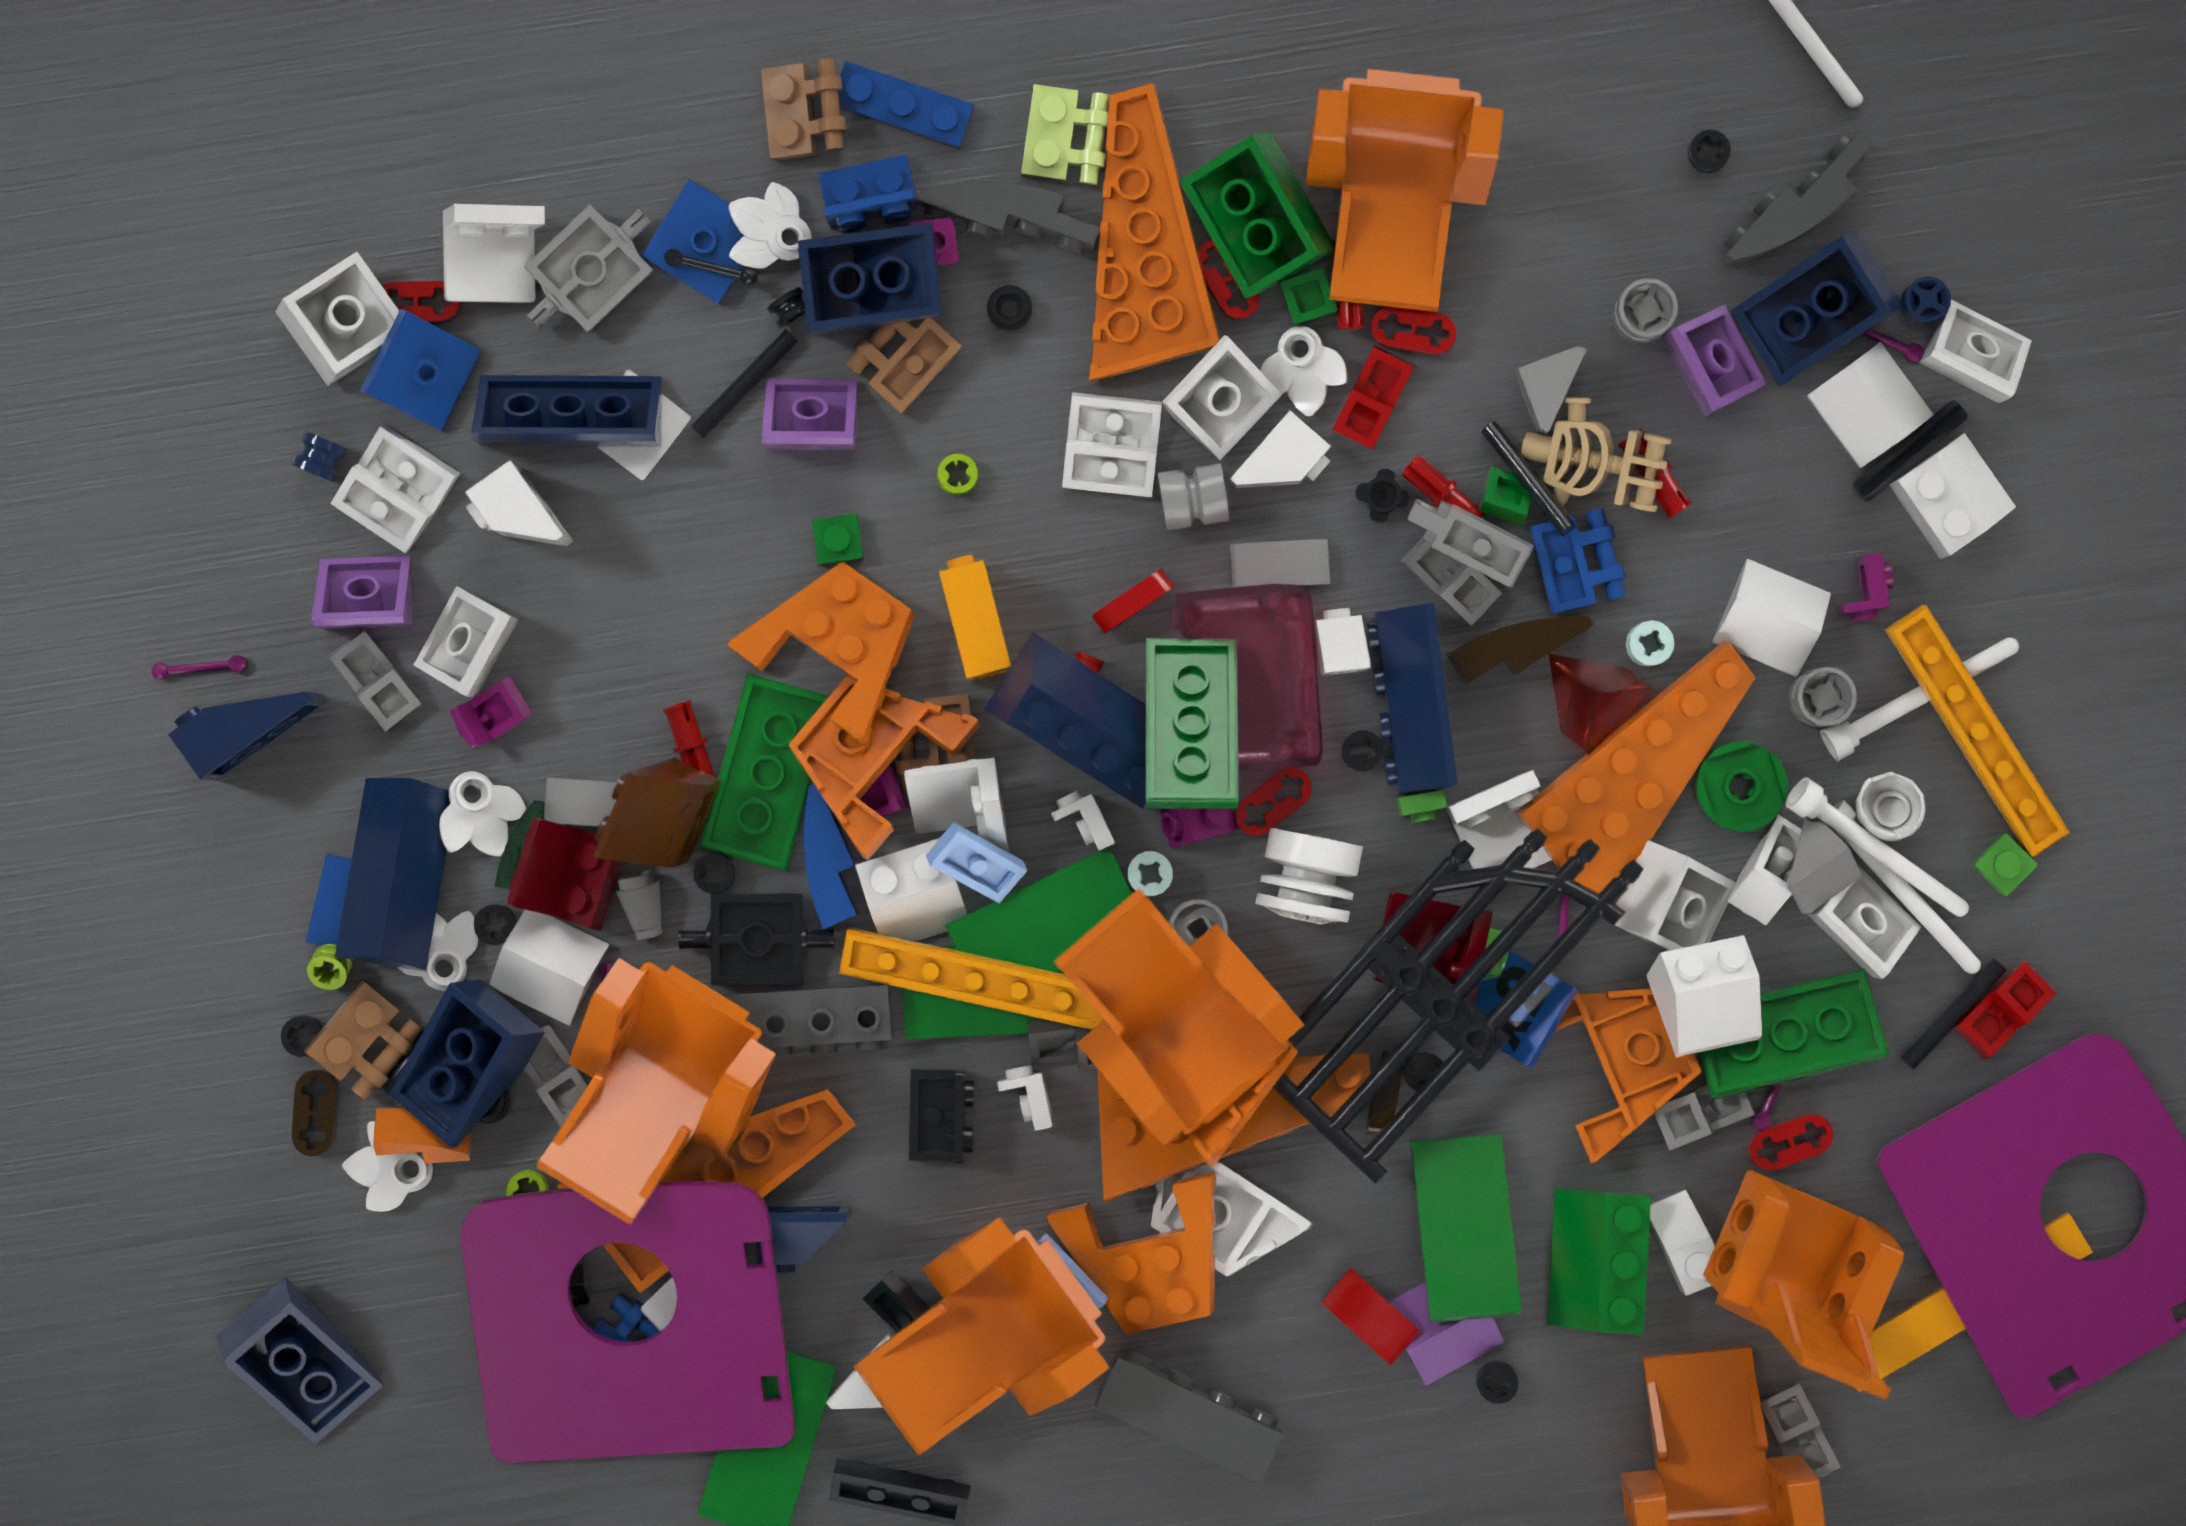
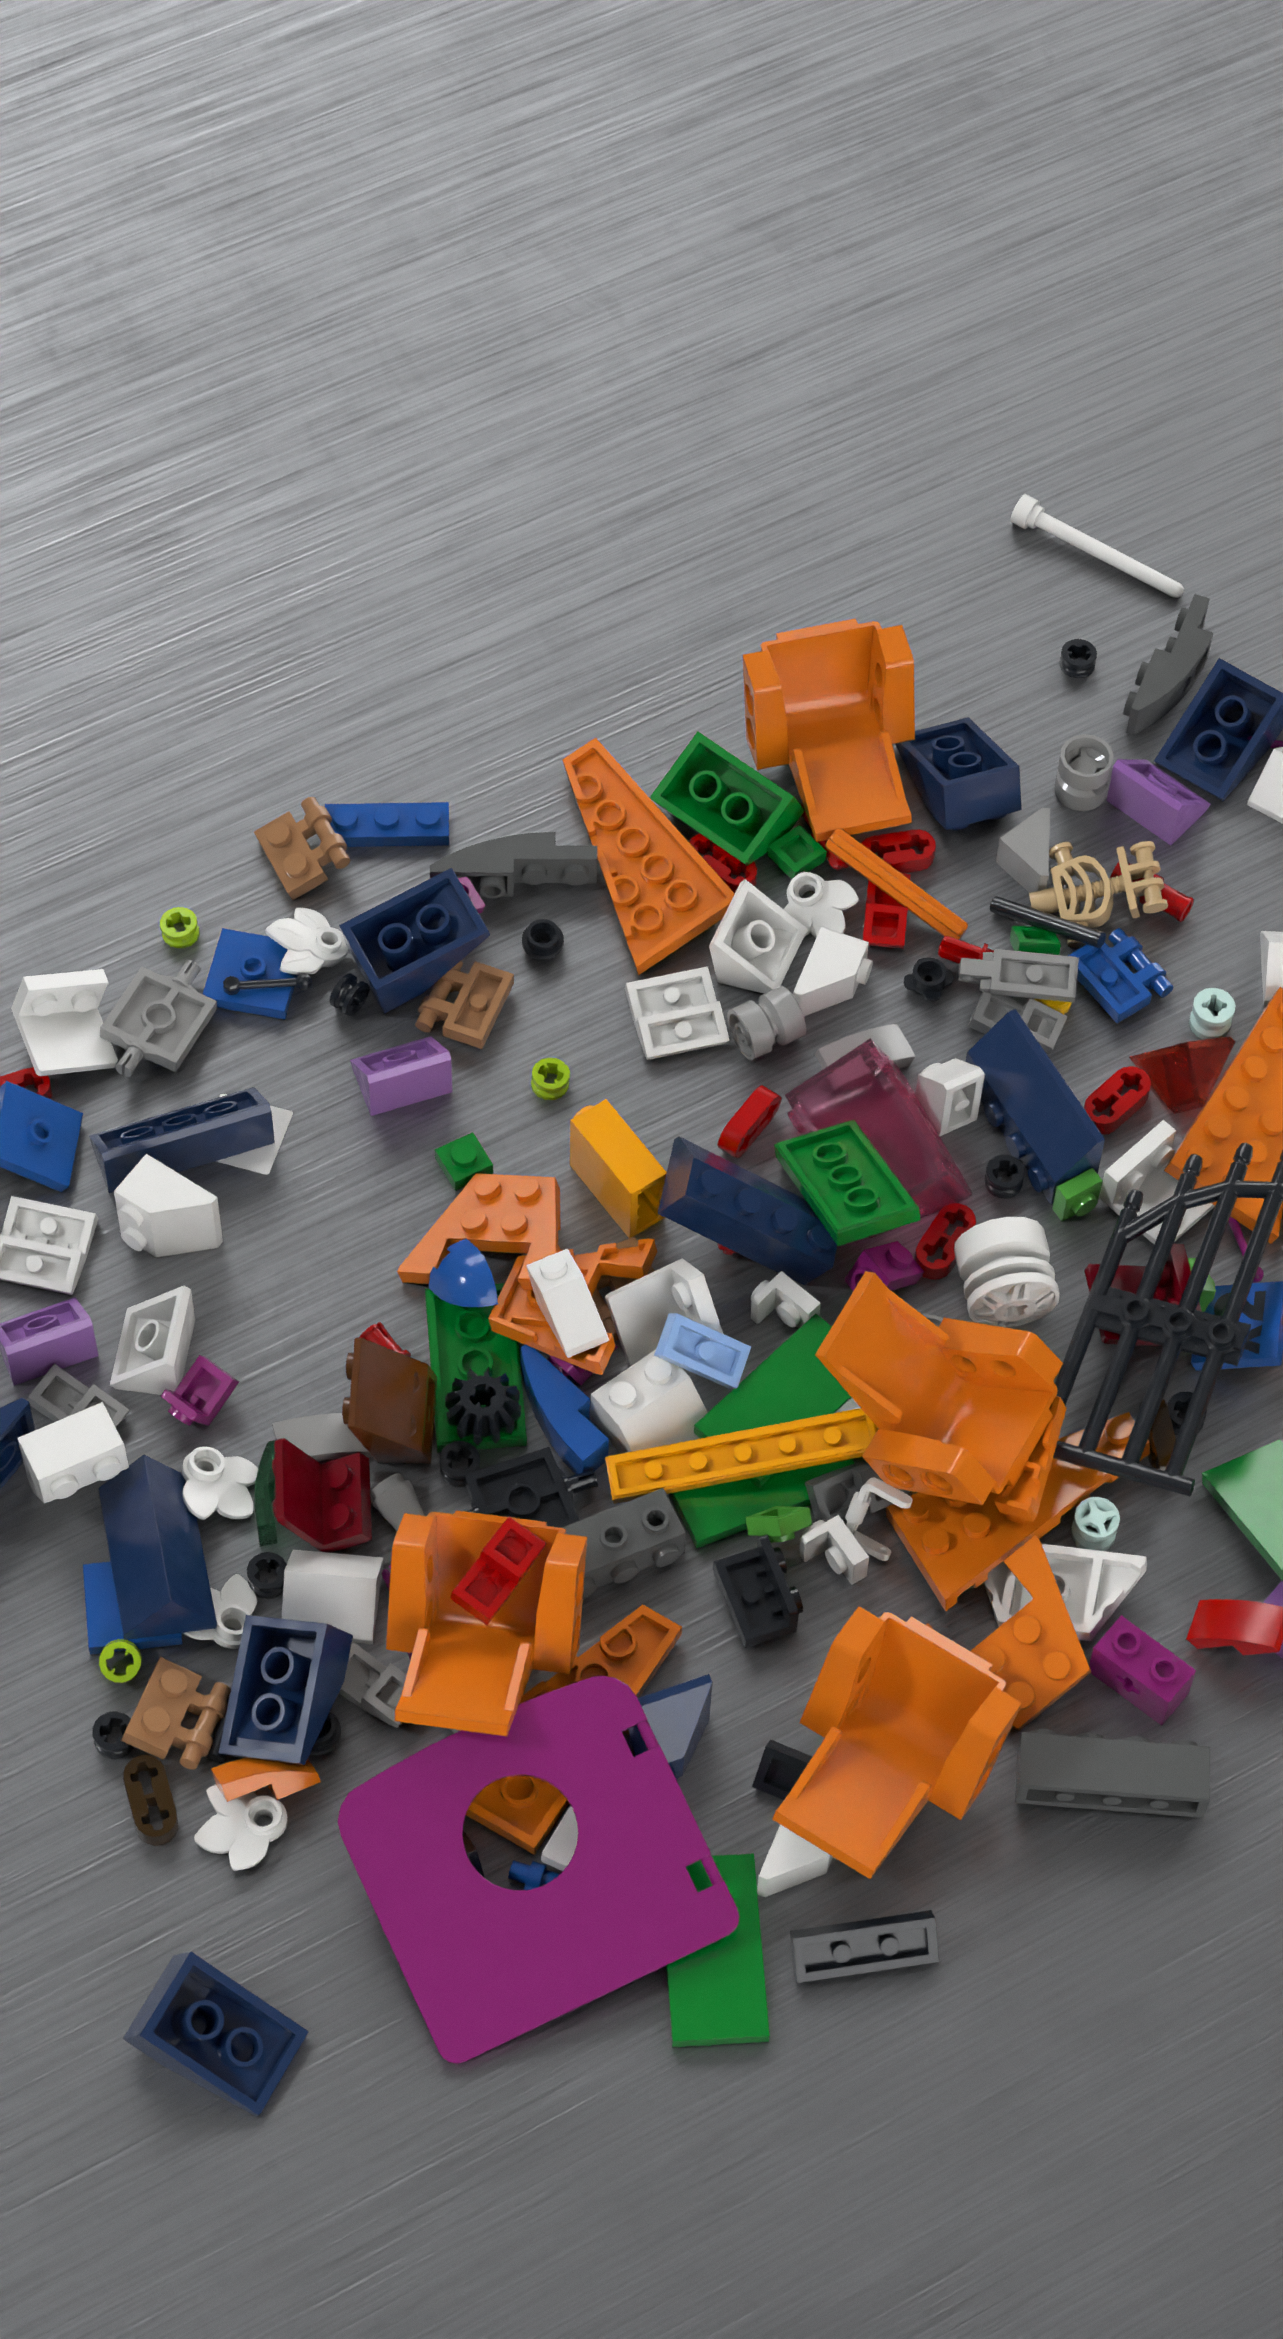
camera: 25 degrees left, 30 degrees down
(342, 759) = (72, 1453): none -> white slope
(659, 150) = (179, 939): none -> lime bush
(686, 1046) = (497, 1570): none -> red slope
(744, 383) = (331, 1069): black bar -> none
(761, 846) = (468, 1415): none -> black gear
(780, 691) = (464, 1277): none -> blue brick
(858, 779) = (567, 1303): none -> white slope
(868, 193) = (384, 883): blue bracket -> none
(984, 1057) = (779, 1522): none -> bright green plate
(1051, 132) = (522, 800): yellowish green plate -> none
(1065, 1094) = (859, 1507): none -> white piece
(1261, 1325) = (1141, 1670): none -> magenta brick
(1290, 1163) = (1100, 1515): none -> light aqua wheel
(1391, 380) = (896, 884): none -> orange axle
(1506, 694) = (1121, 1106): none -> red beam
(1516, 645) = (1104, 1044): dark brown slope -> none
(1519, 258) = (962, 774): none -> dark blue slope

